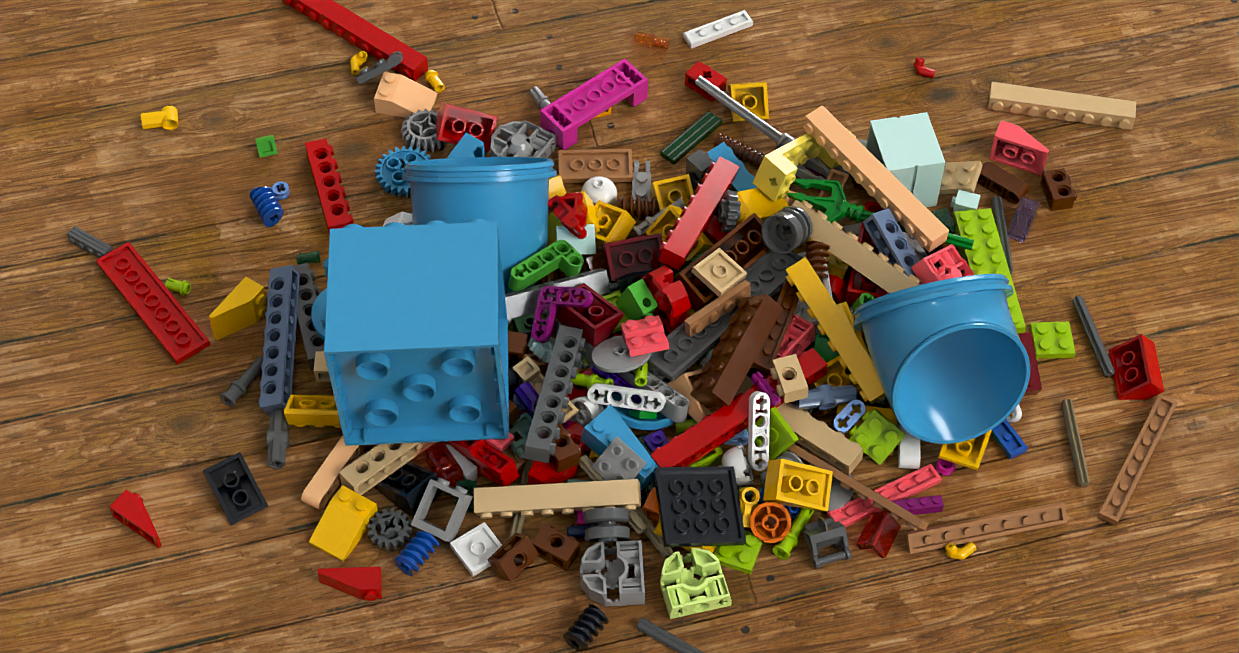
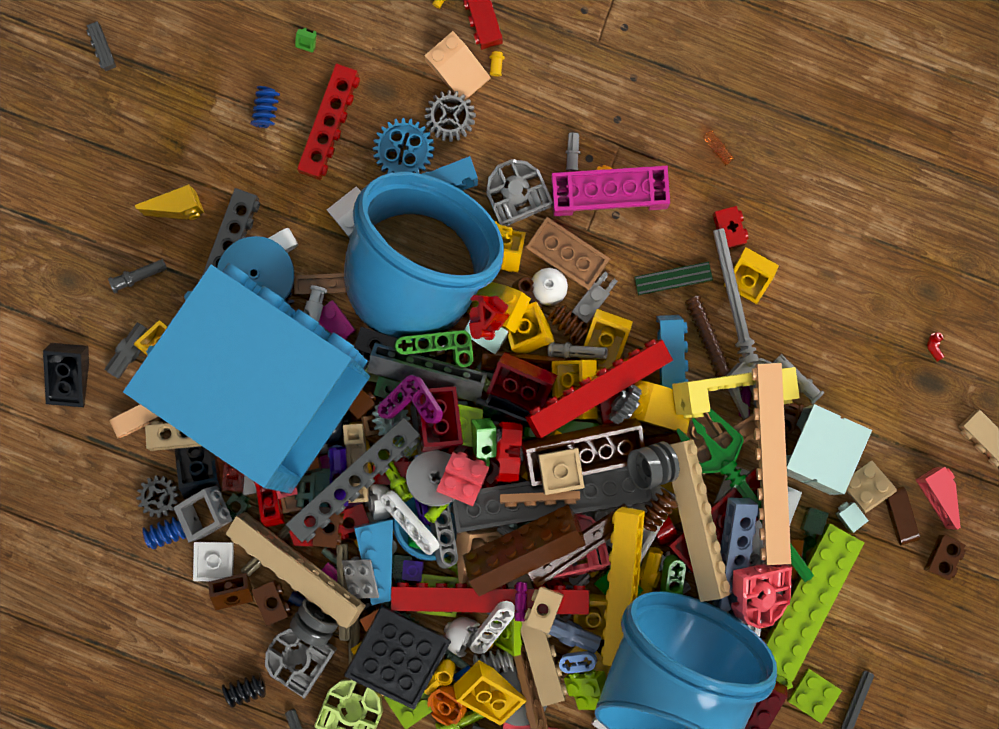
camera: 40 degrees right, 30 degrees up
(153, 303) = (114, 144): red plate -> none
(178, 286) = (146, 145): lime pin -> none
(279, 338) = (193, 256): sand blue brick -> none
(283, 194) = (295, 95): medium blue bush -> none
(311, 257) = (264, 184): clear green pin -> none
(343, 523) = (127, 466): yellow slope -> none
(355, 581) = (103, 527): red slope -> none
(380, 66) = (453, 22): dark grey hinge -> none
(455, 121) = (482, 139): red slope -> none
(697, 166) = (647, 327): dark grey brick -> none
(717, 29) = (787, 174): white tile -> none
(999, 217) = (861, 563): dark grey axle -> none
(1023, 219) = (887, 567): slope -> none

